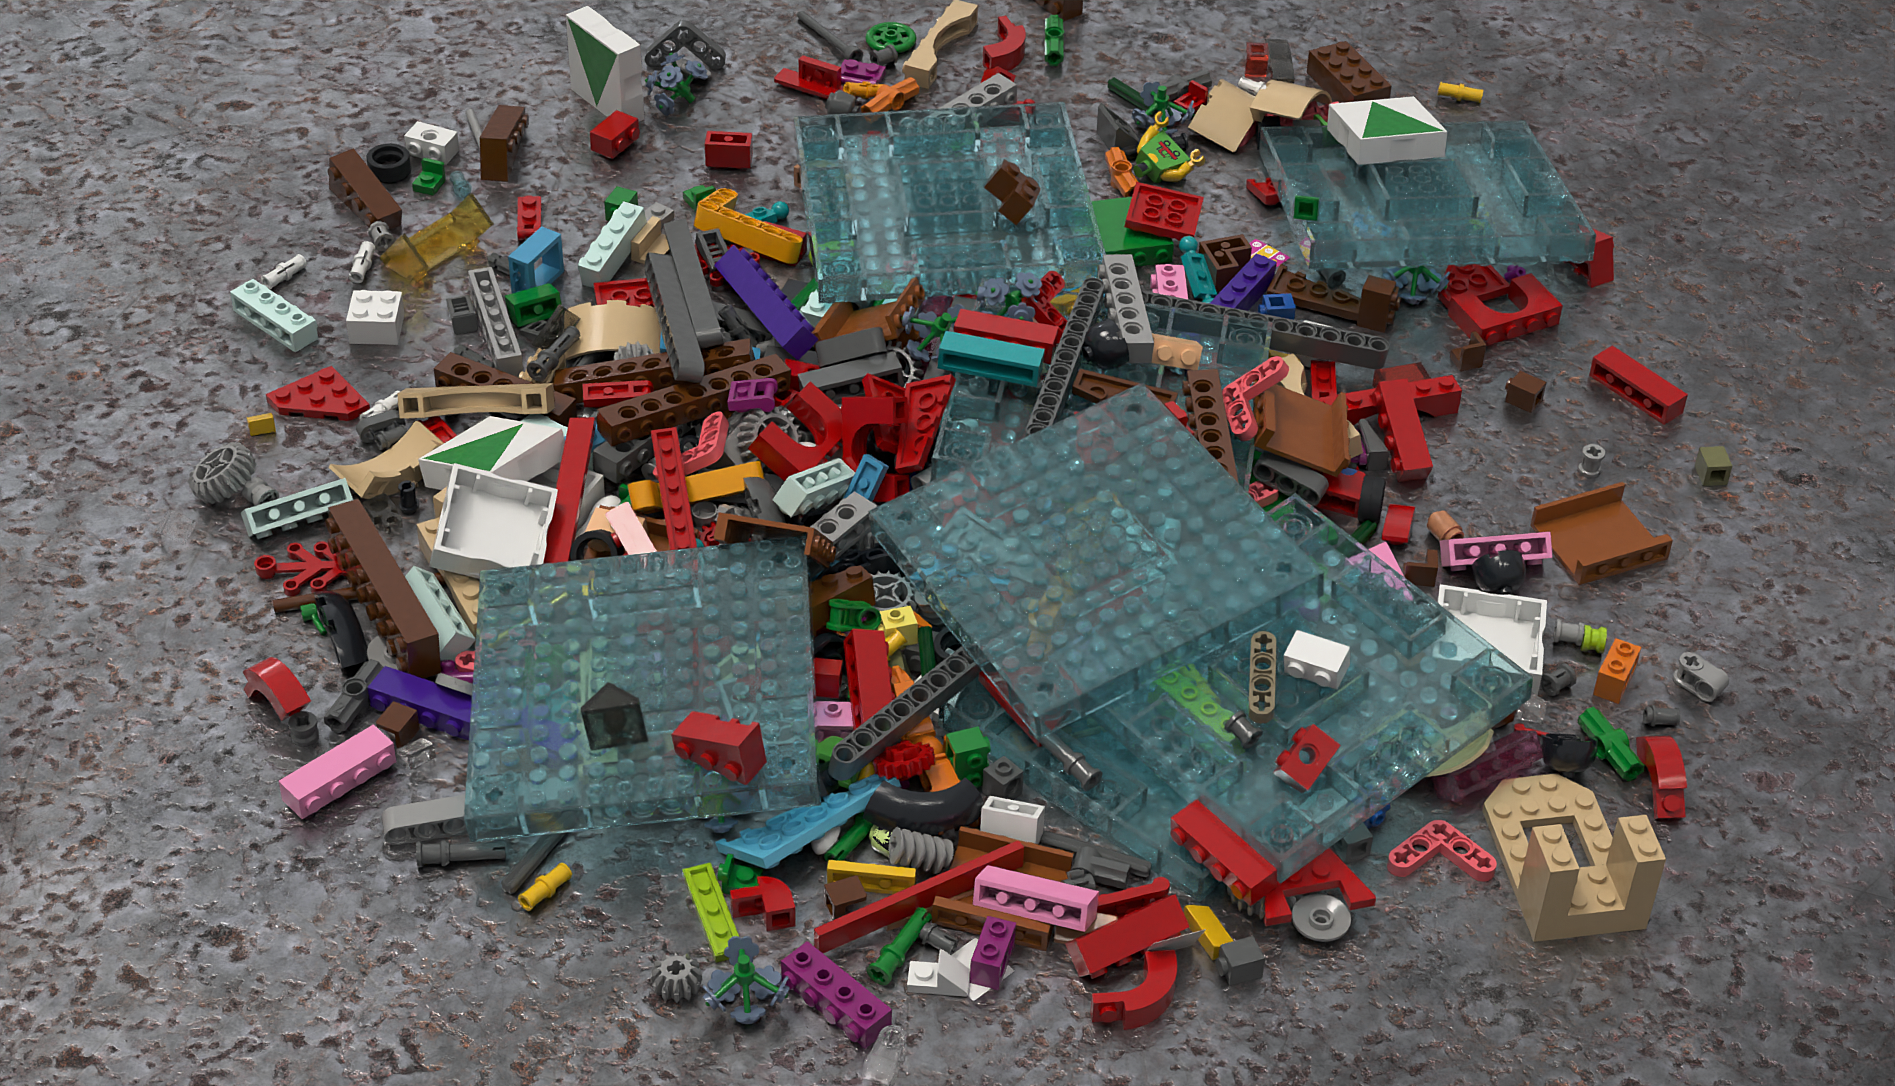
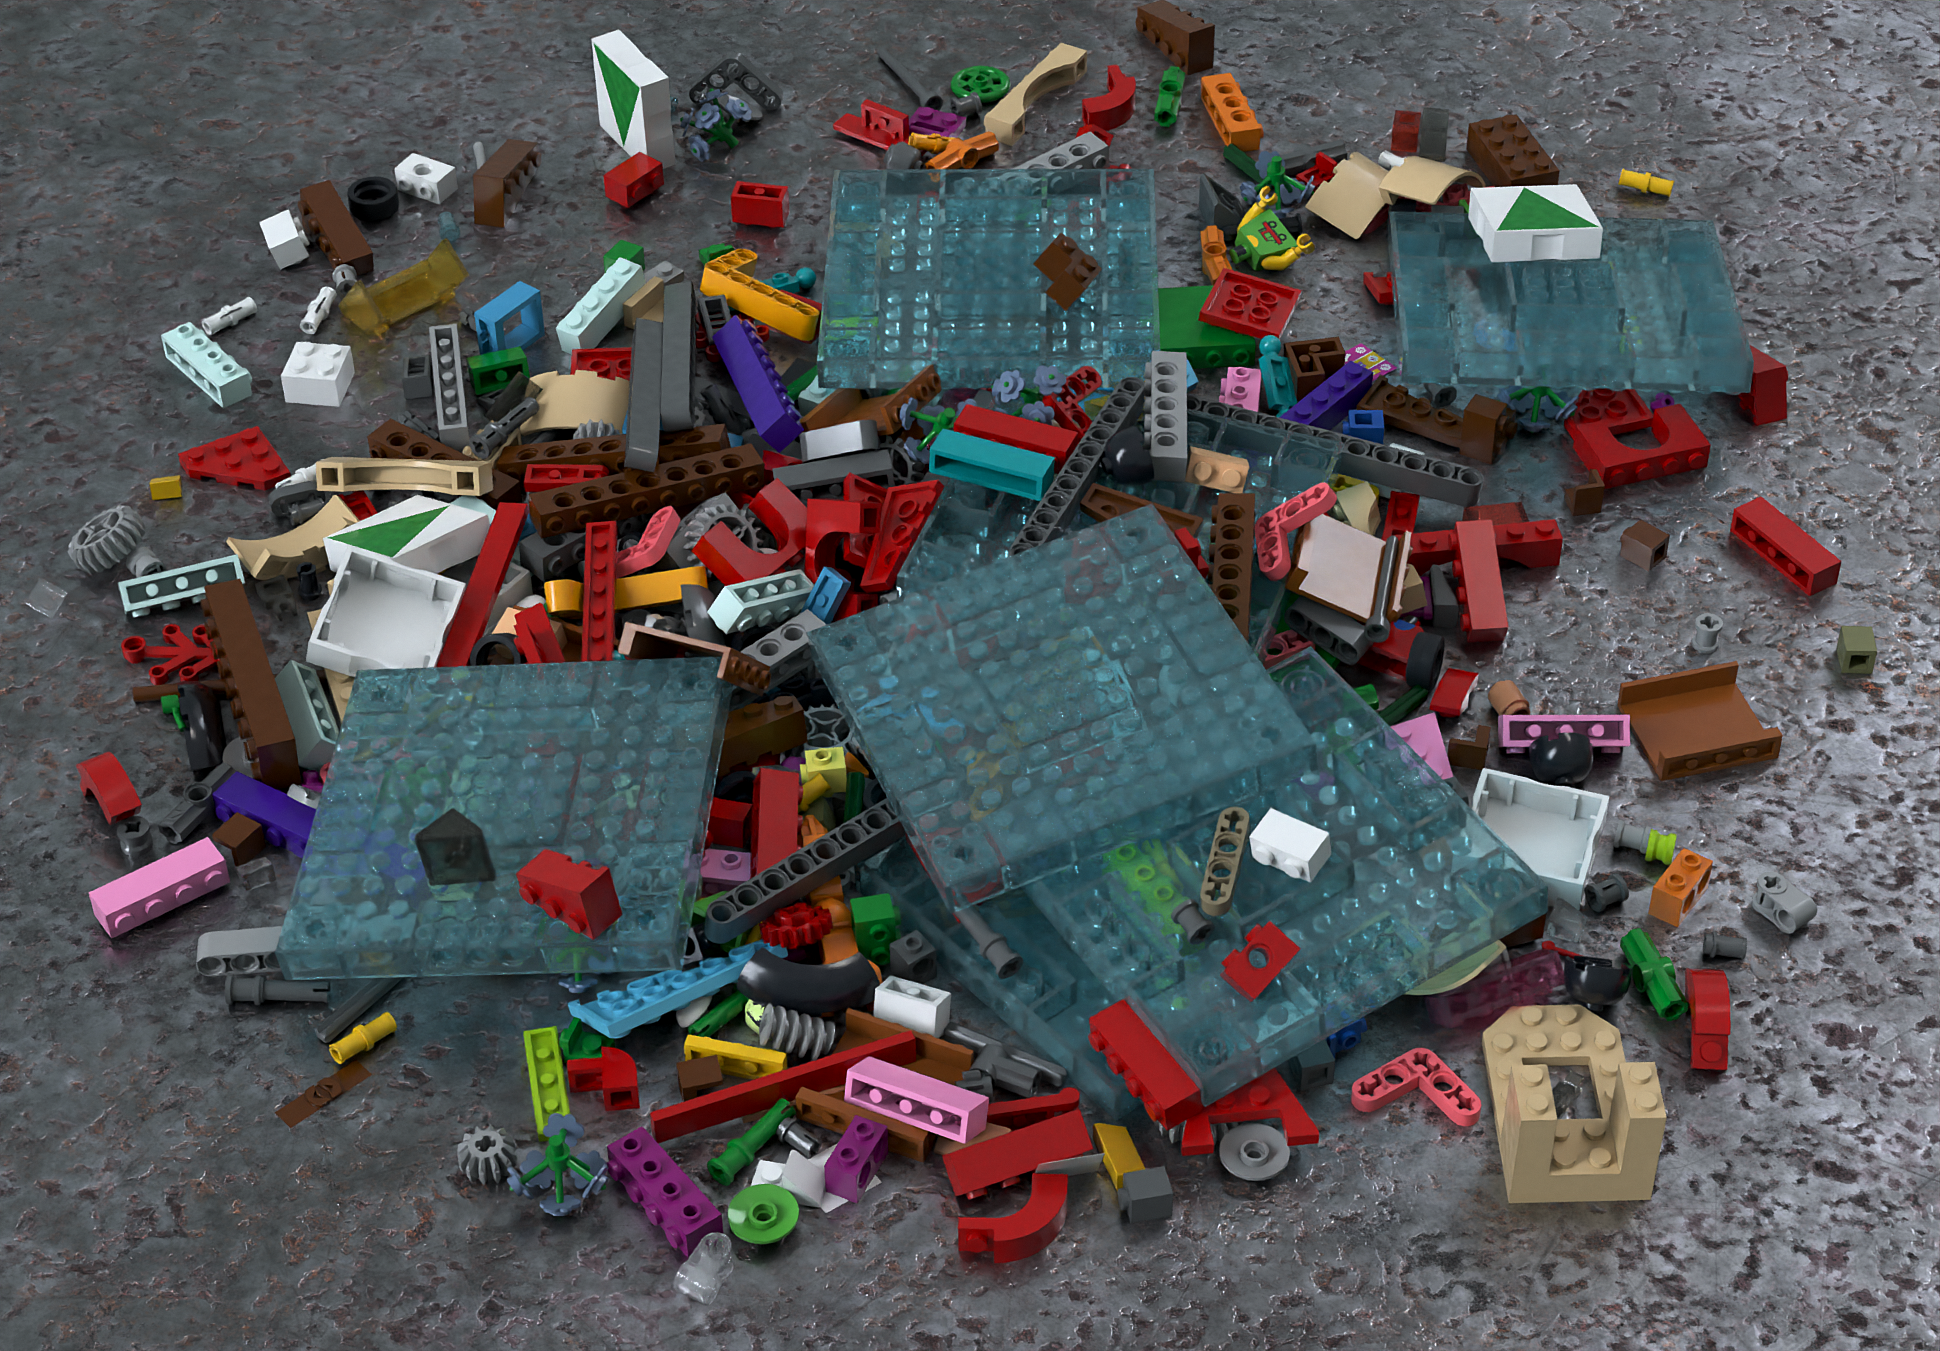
camera: 10 degrees right, 0 degrees up
(320, 201) = (285, 238): none -> white brick
(430, 178) = (417, 218): green bracket -> none
(518, 937) = (323, 1093): none -> reddish brown piece
(528, 216) = (518, 266): red plate -> none
(744, 395) = (700, 489): magenta plate -> none
(847, 615) = (766, 753): green piece -> none
(921, 997) = (763, 1203): none -> bright green dish
(1107, 50) = (1231, 112): none -> orange brick
(1306, 208) = (1407, 309): green slope -> none
(1332, 473) = (1377, 626): none -> dark grey piece

